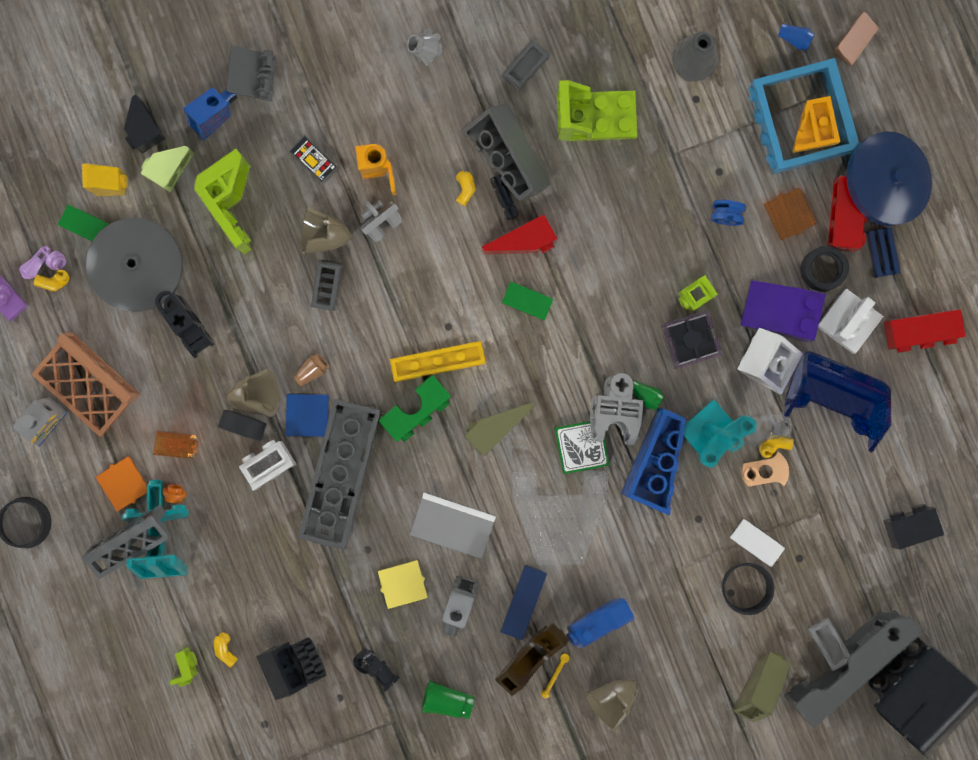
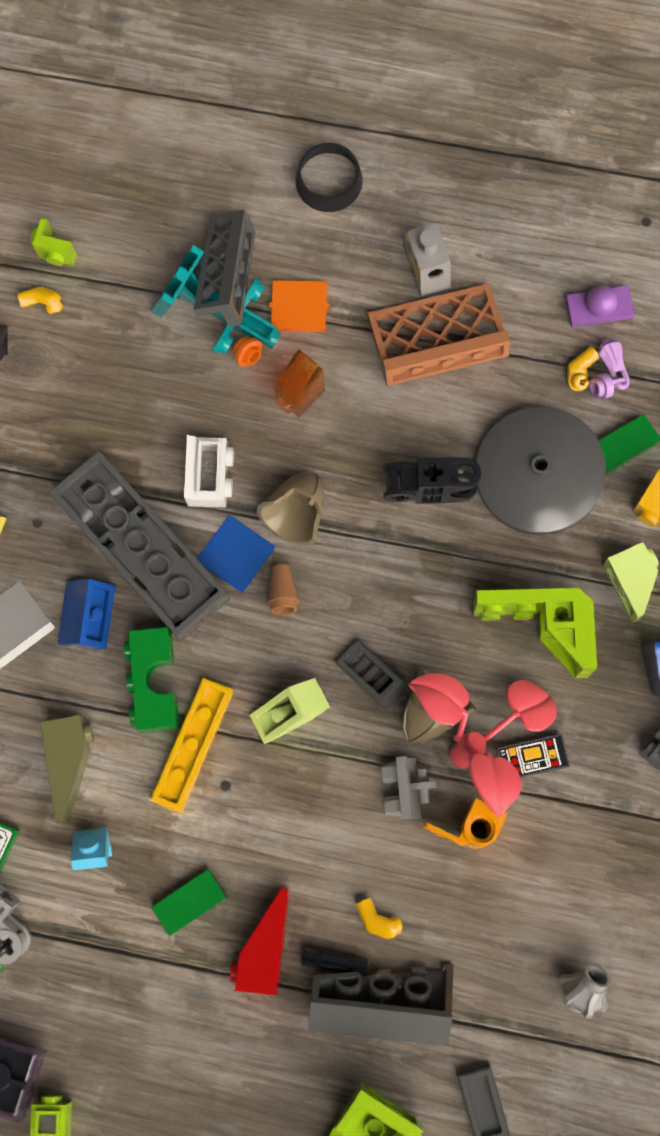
camera: 130 degrees right, 10 degrees down
(242, 425) = (269, 470): black tyre -> none
(314, 223) = (494, 778): none -> coral plant
(380, 316) = (289, 710): none -> yellowish green slope
(403, 478) = (86, 614): none -> blue panel
(535, 375) = (90, 849): none -> medium azure bracket

